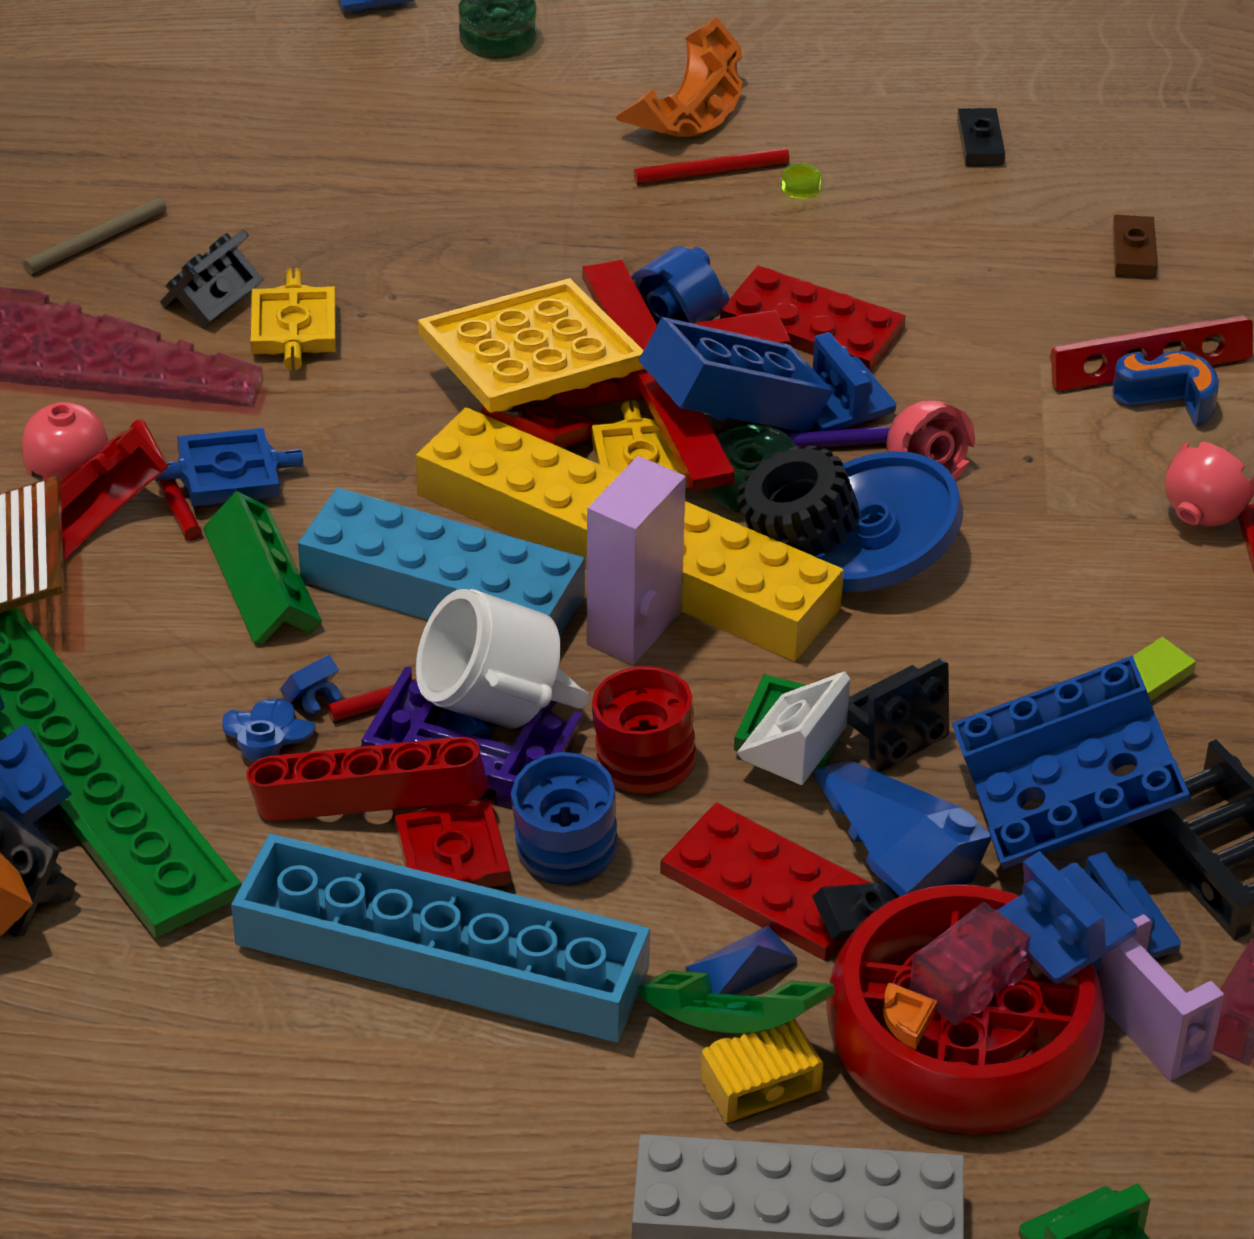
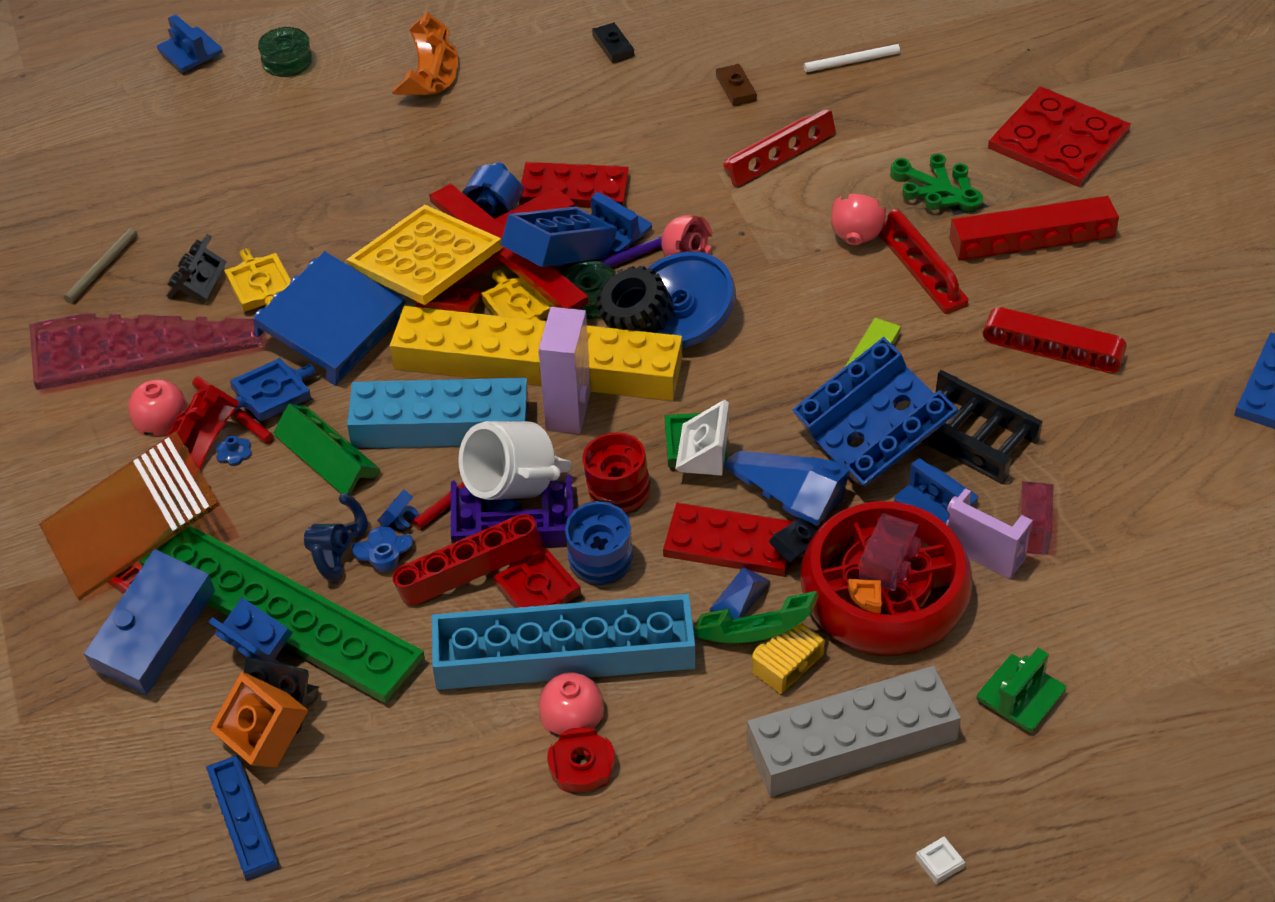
camera: 20 degrees left, 5 degrees up
(138, 533) = (233, 450): none -> blue plant
(201, 693) = (330, 540): none -> dark blue piece
(359, 391) = (331, 315): none -> blue panel
(382, 1134) = (576, 776): none -> red plate
(408, 1030) = (570, 703): none -> coral cylinder
(711, 166) = (463, 107): red bar -> none
(801, 180) = (521, 100): clear neon green tile -> none
(902, 713) = (757, 411): black bracket -> none
(1066, 917) = (929, 505): blue bracket -> none
(1168, 378) = (800, 159): blue animal -> none

